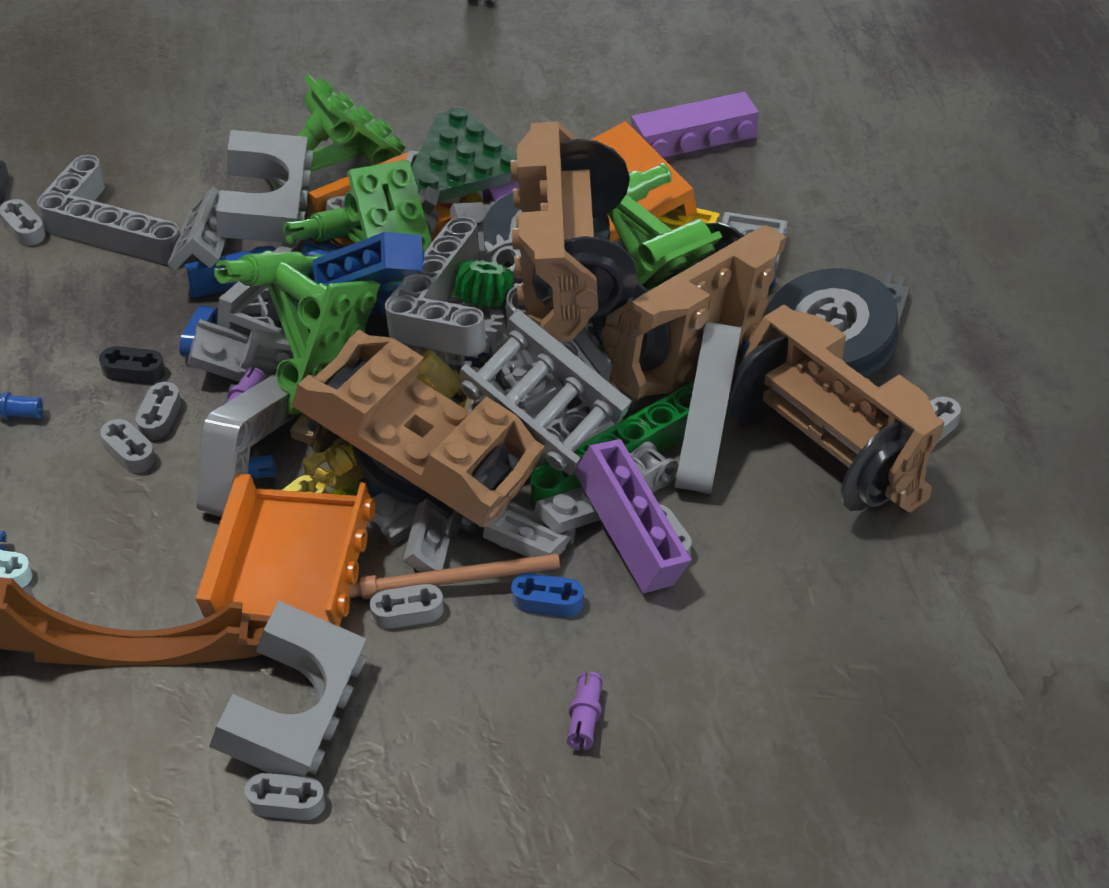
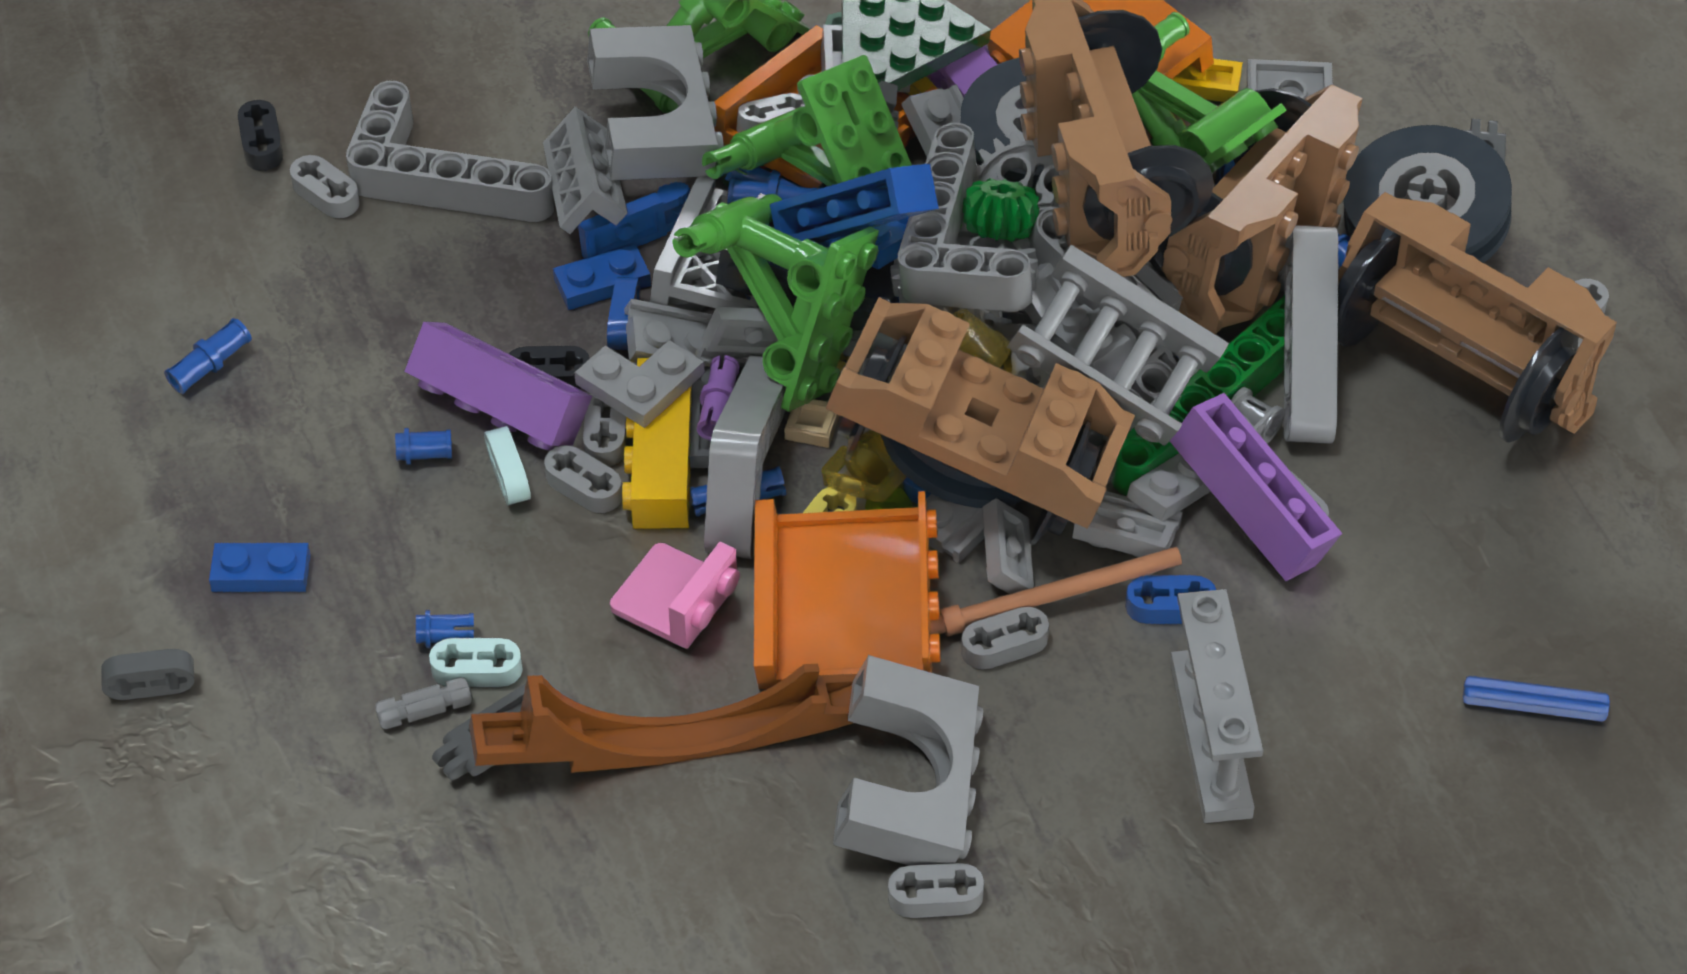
camera: 10 degrees left, 5 degrees up
(72, 428) = (507, 465): none -> light aqua beam
(85, 370) = (497, 385): none -> medium lavender brick
(165, 536) = (677, 592): none -> bright pink bracket
(178, 447) = (659, 467): none -> yellow brick
(181, 306) = (595, 276): none -> blue plate
(186, 385) = (643, 390): none -> light grey plate
(547, 681) = (1215, 706): none -> light grey fence
(585, 711) = (1269, 737): medium lavender pin -> none
(822, 714) = (1536, 698): none -> blue axle

